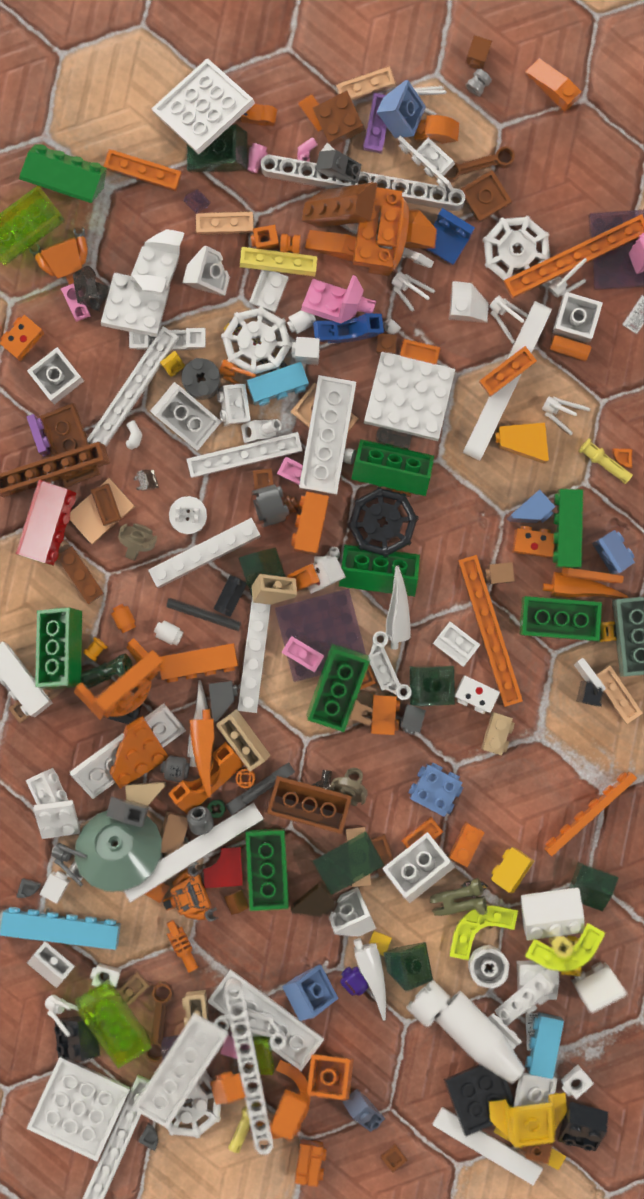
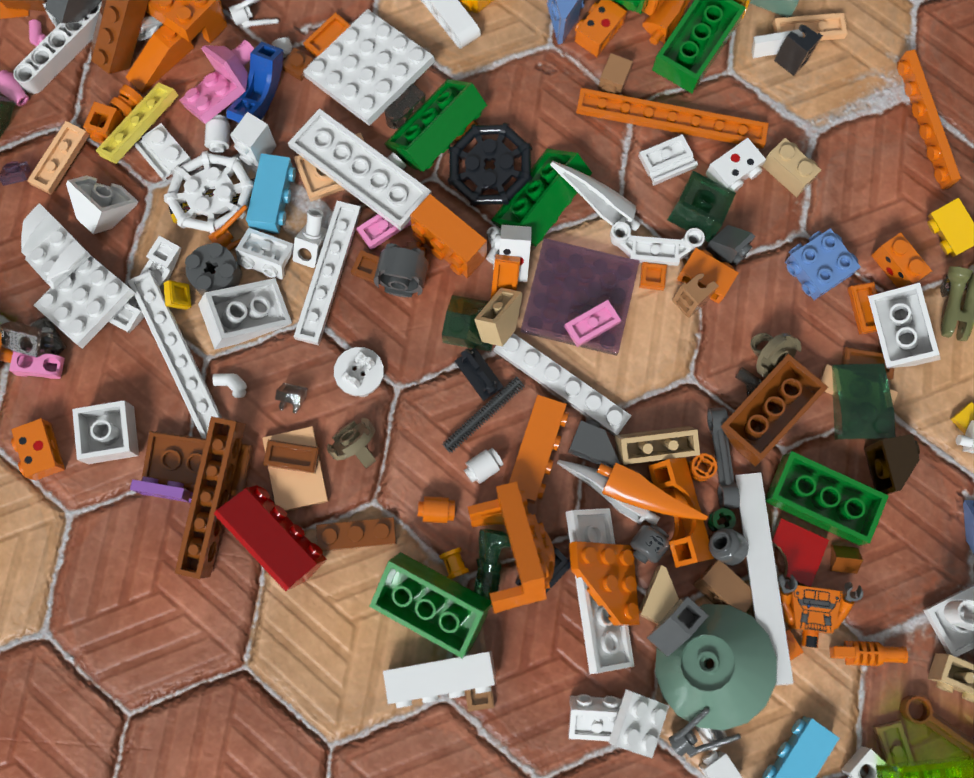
camera: 65 degrees left, 10 degrees down
(204, 553) = (413, 374): white brick -> none
(338, 687) = (653, 304): green brick -> none
(351, 915) = (931, 428): white slope -> none

